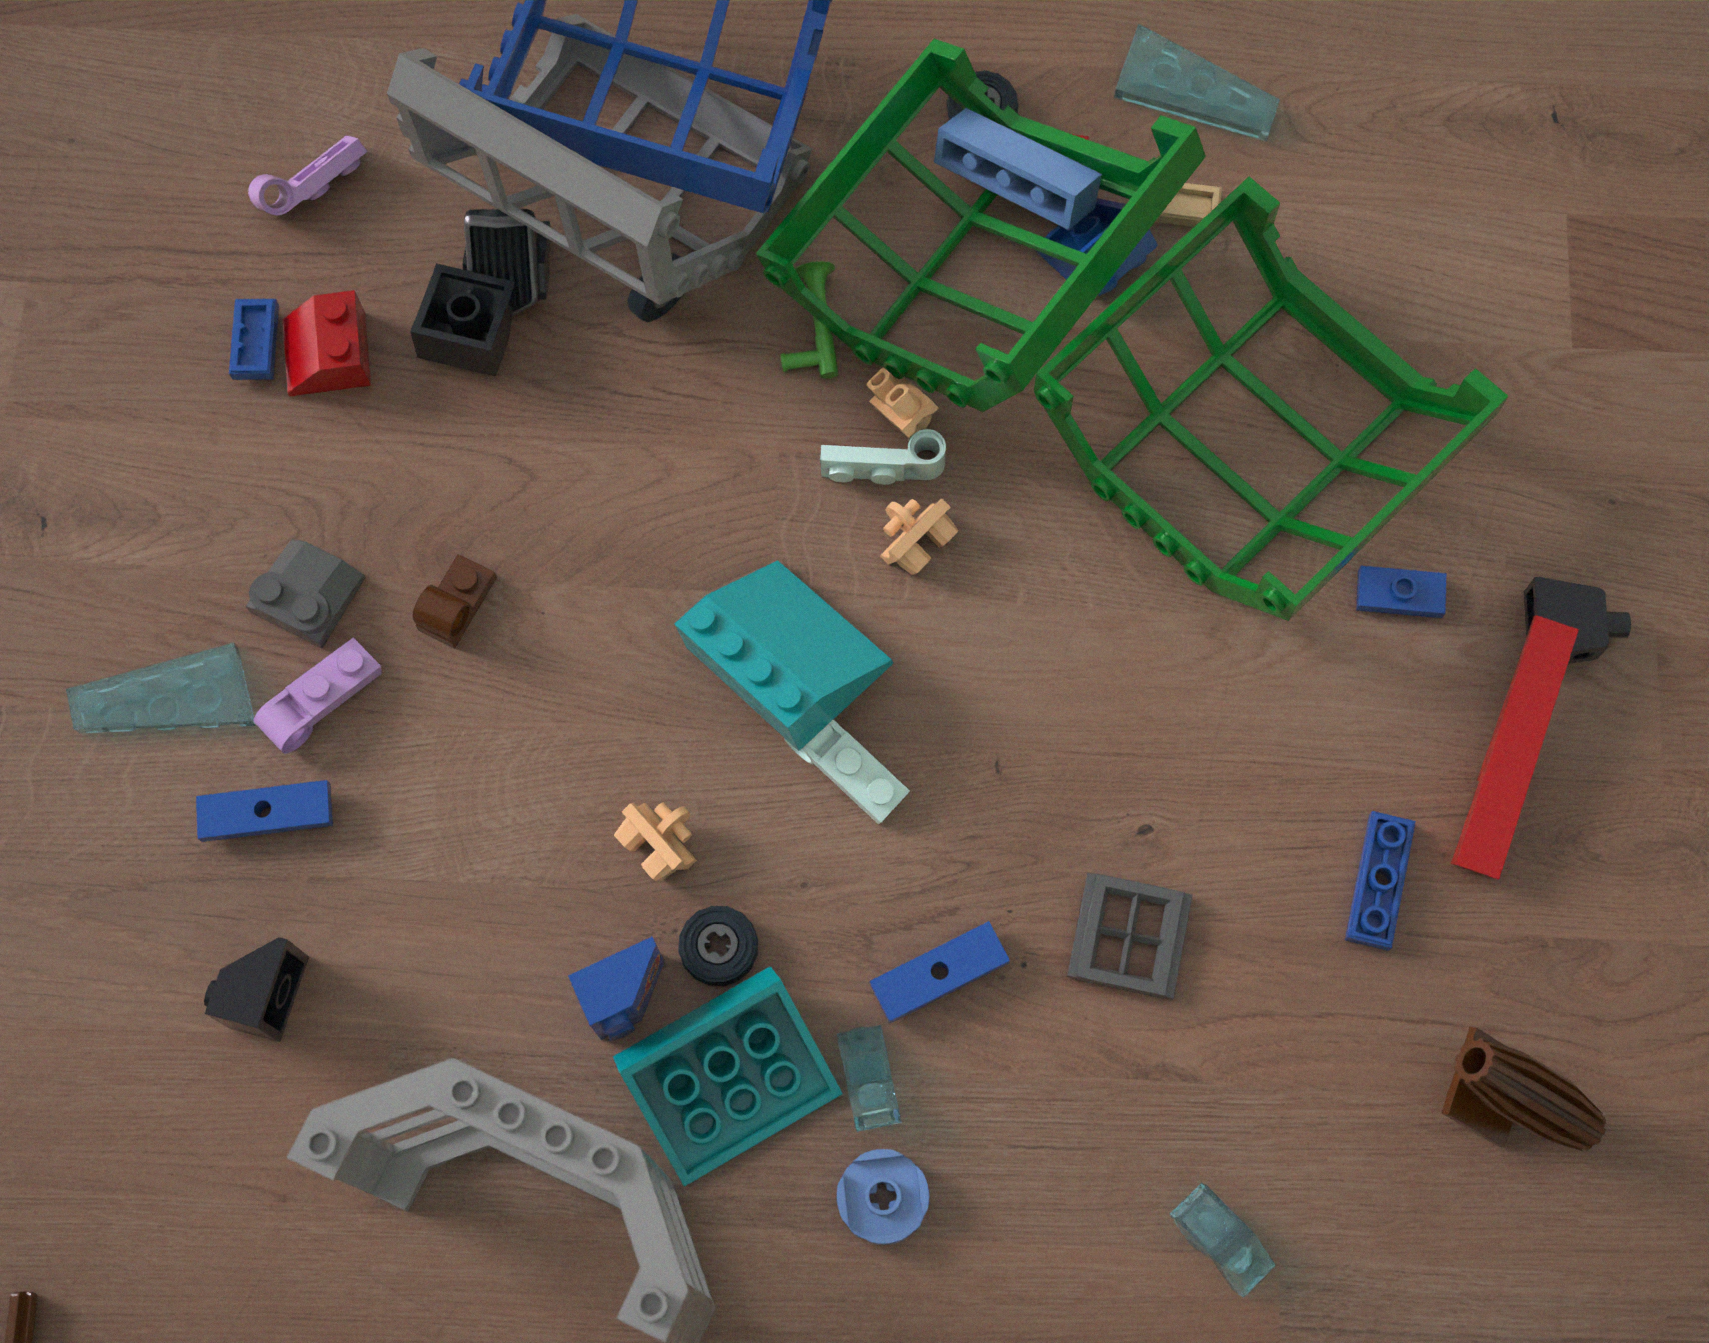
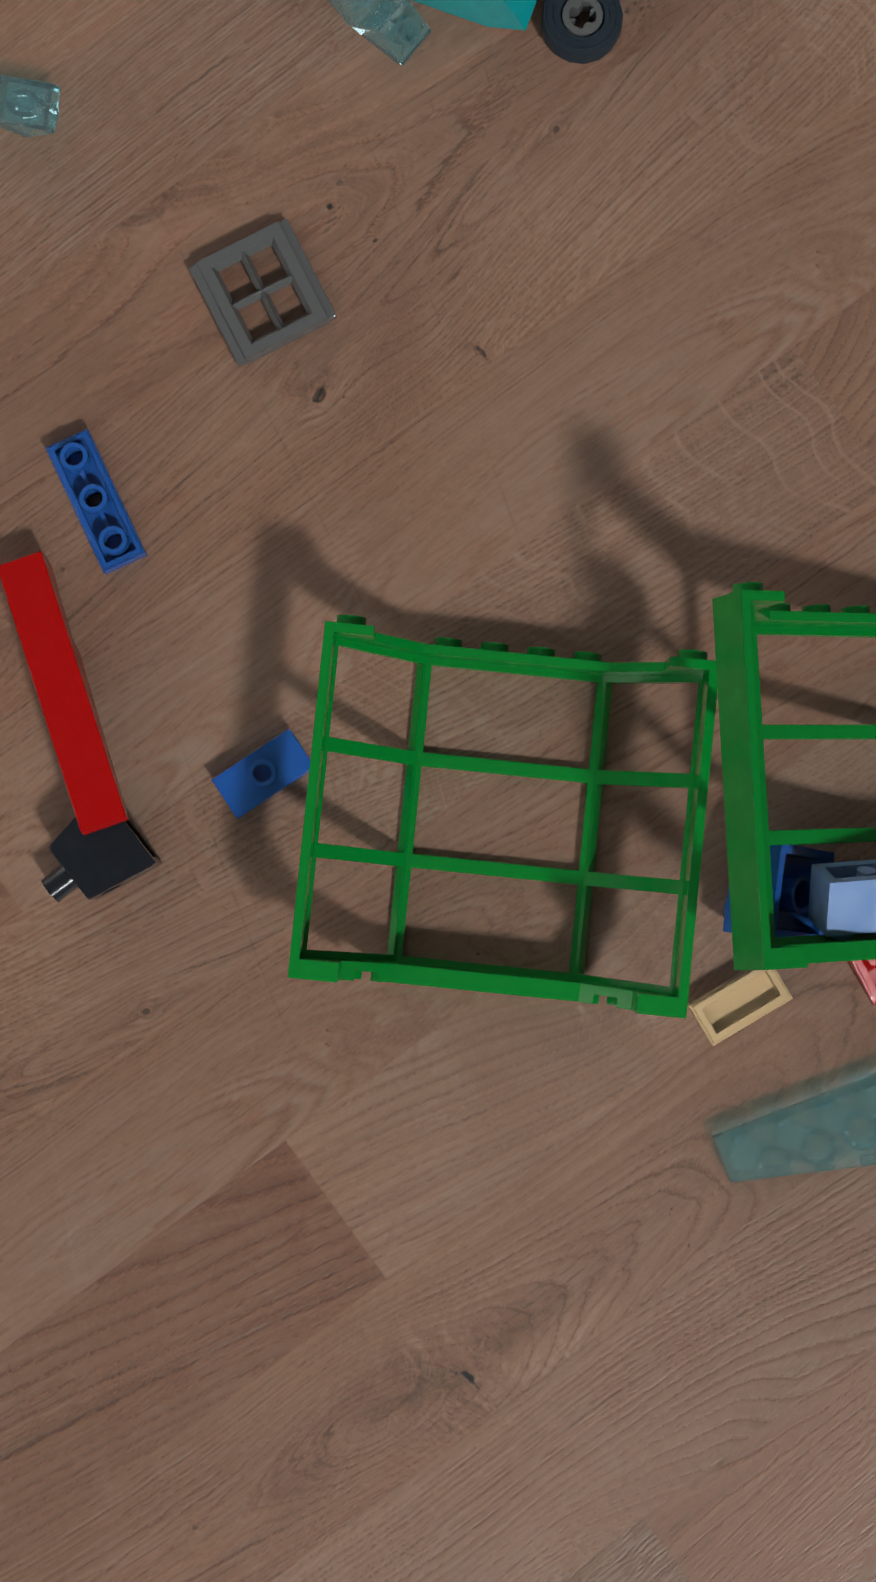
camera: 135 degrees right, 15 degrees up
(644, 825) = (703, 60): light nougat hips -> none
(782, 650) = (736, 285): teal slope -> none
(854, 771) = (605, 243): light aqua plate -> none
(885, 464) = (790, 526): light aqua plate -> none
(901, 402) = (822, 584): light nougat hips -> none
(931, 521) = (711, 469): light nougat hips -> none
(964, 959) = (396, 114): blue tile -> none

